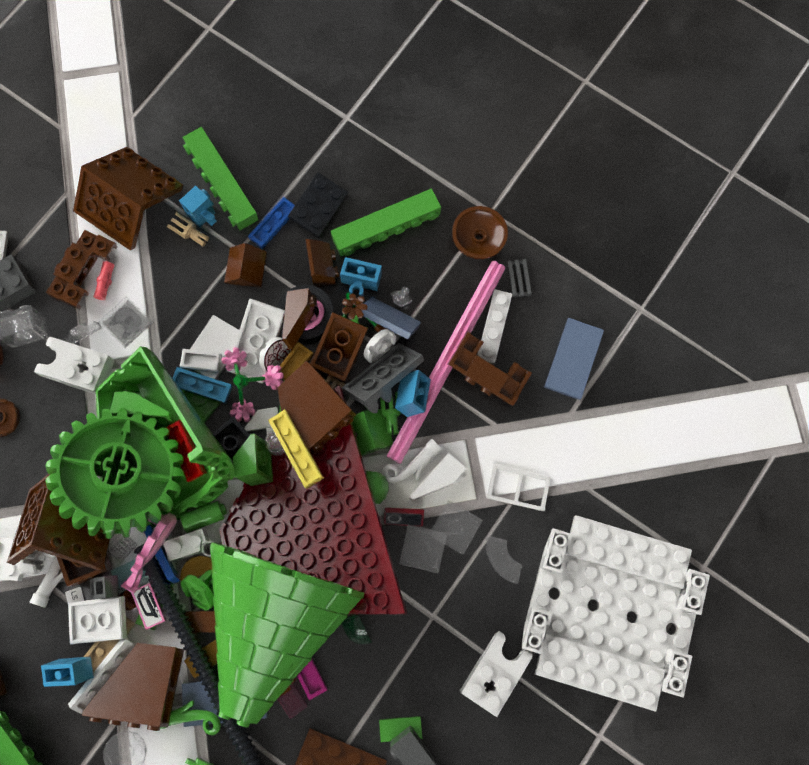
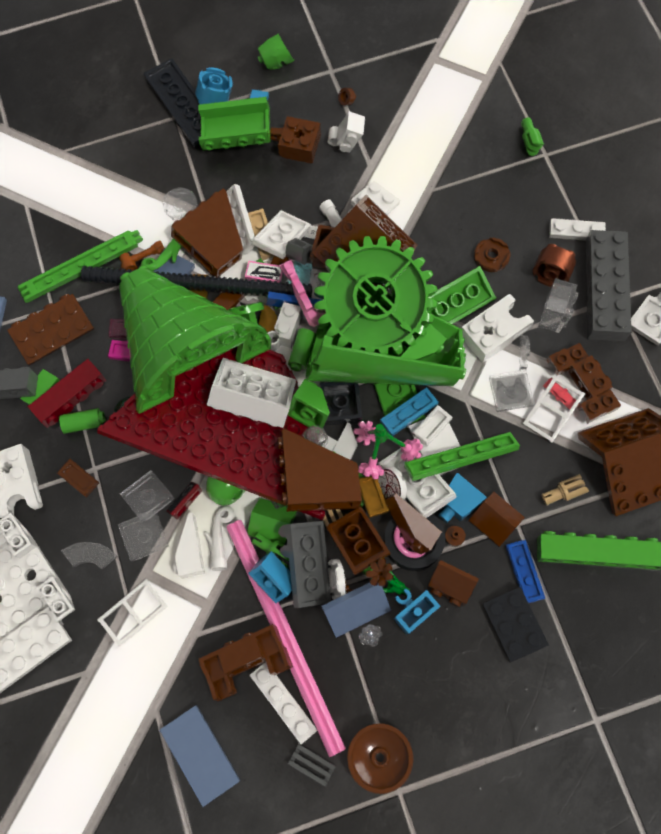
camera: 135 degrees right, 5 degrees down
(56, 411) = (462, 296): none -> bright green slope
(67, 671) = (259, 195): dark azure brick -> none
(121, 291) = (565, 416): none -> white window
(198, 206) = (579, 511): dark azure brick -> none
(213, 319) = (461, 456): none -> bright green tile
(220, 751) = (128, 261): none -> dark orange brick
(242, 293) = (467, 500): none -> dark azure torso
(274, 518) = (252, 392): none -> white slope
(280, 287) = (451, 539): none -> reddish brown tile
(296, 449) = (292, 440): light yellow tile -> none
(386, 222) = (454, 676): bright green brick -> none
(387, 696) = (67, 393): none -> dark red brick
(401, 661) = (81, 420): none -> bright green brick
(450, 623) = (78, 478): none -> reddish brown tile

